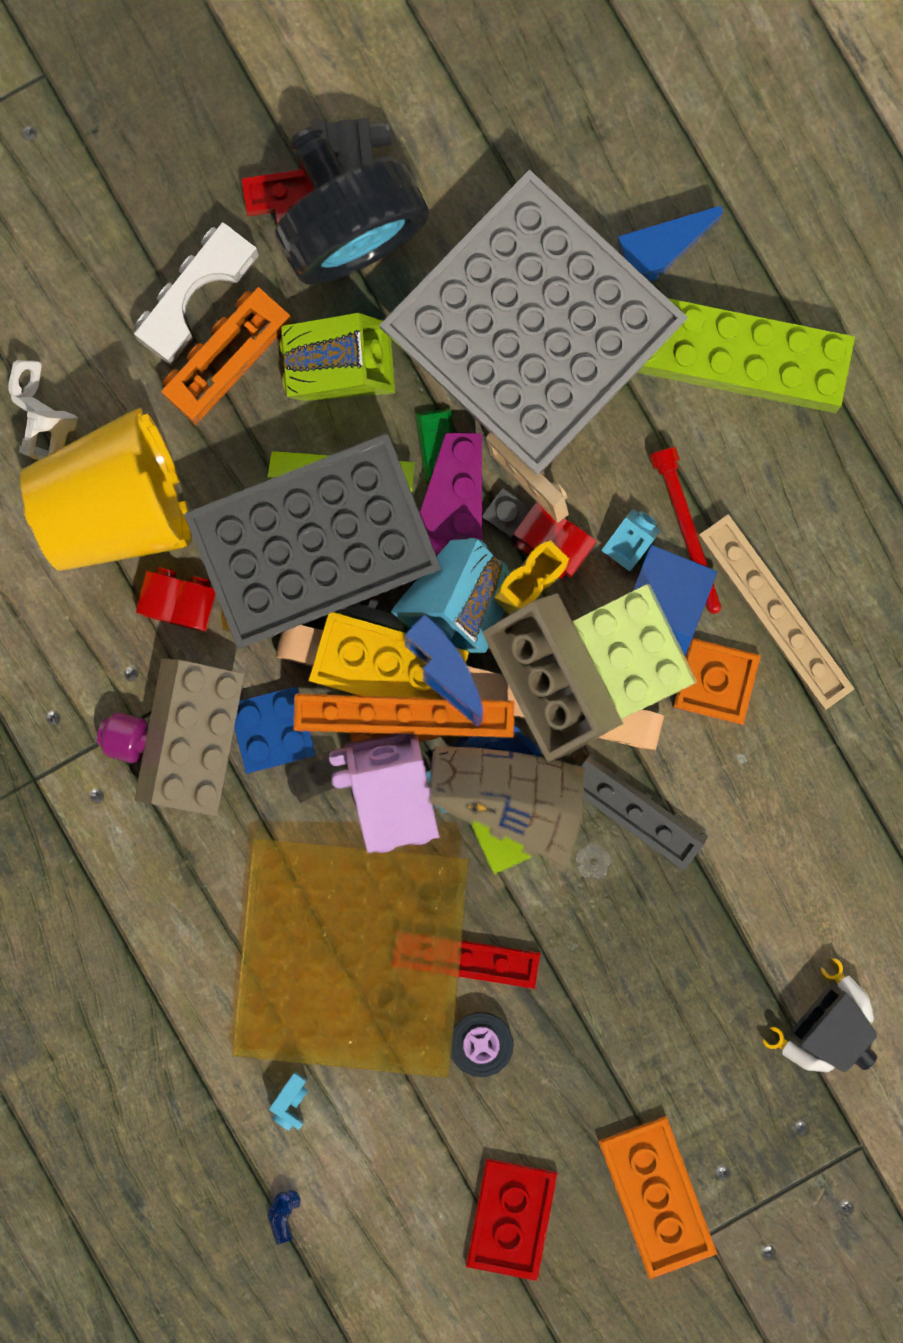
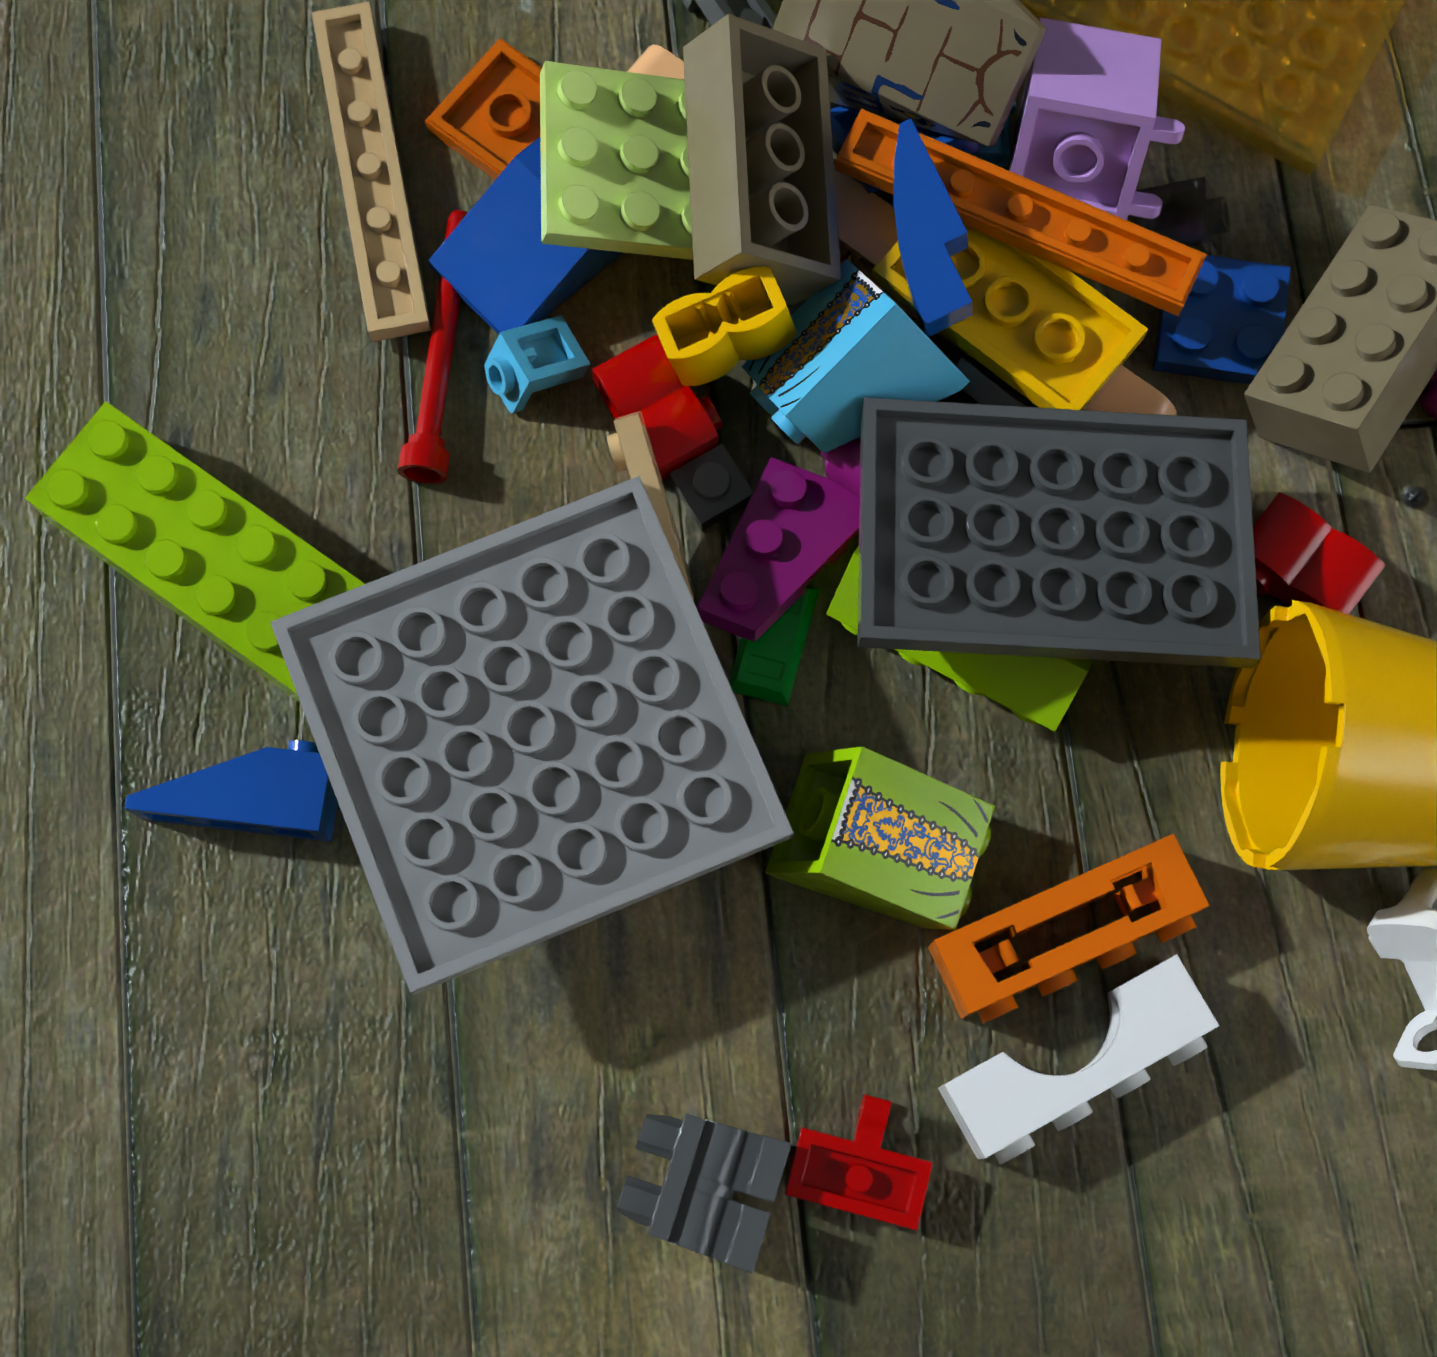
camera: 155 degrees left, 10 degrees down
(348, 215) = (764, 1053): black wheel -> none

